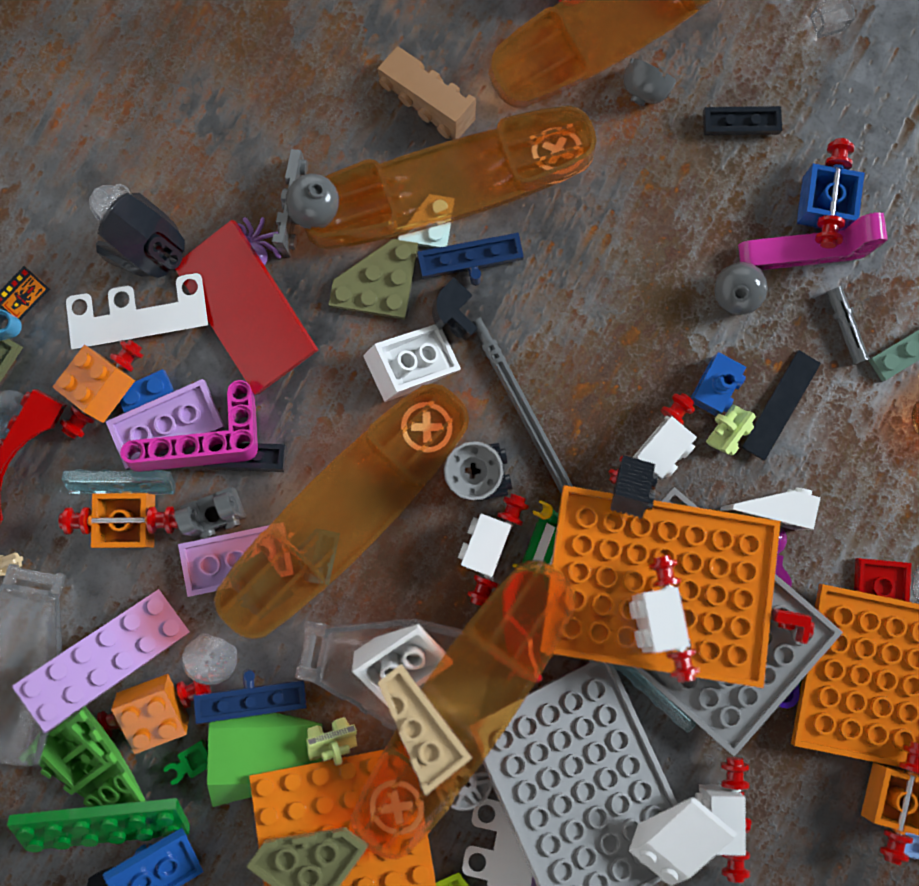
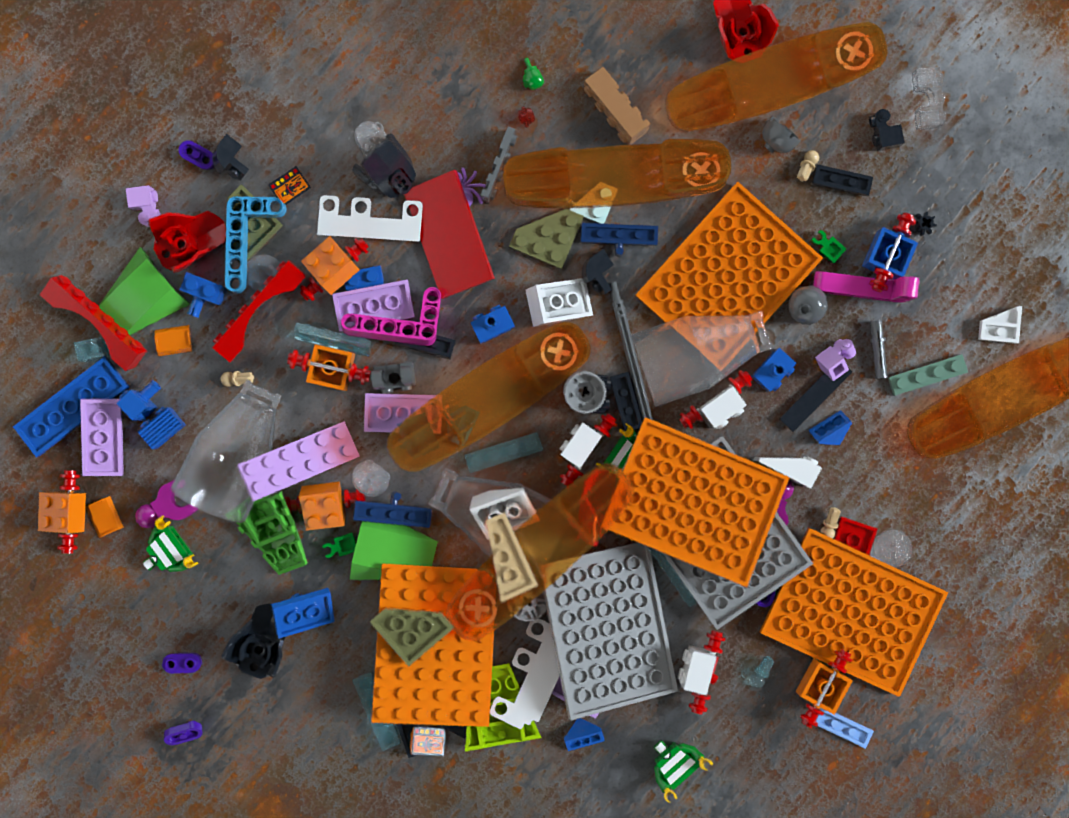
camera: 15 degrees right, 5 degrees up
(98, 824) = (271, 572): green plate -> none
(310, 82) = (532, 78): none -> green piece
(312, 201) = (515, 171): dark grey cylinder -> none
(313, 133) = (526, 116): none -> clear red plate
(329, 411) = (492, 324): none -> blue brick
(332, 743) = (442, 556): yellowish green hips -> none
(384, 580) = (503, 452): none -> clear light blue plate
(532, 471) = (626, 400): none -> black plate
(611, 384) = (696, 352): none -> clear windscreen
(627, 278) = (731, 264): none -> orange plate
(634, 487) = (692, 430): black brick -> none
(662, 620) = (688, 524): white brick -> none
(680, 841) = (664, 674): white slope -> none
(692, 111) = (808, 165): none -> tan axle
(730, 429) = (774, 403): yellowish green hips -> none
(750, 210) = (831, 248): none -> green plate
(781, 52) = (885, 136): none -> black brick
(790, 619) = (778, 546): red bracket -> none
(794, 352) = (832, 359): none -> lavender brick
(808, 799) = (762, 671): none -> clear light blue axle
(815, 444) = (832, 429): none -> blue slope
(847, 570) = (831, 522): none -> tan axle
(869, 148) = (929, 224): none -> black gear

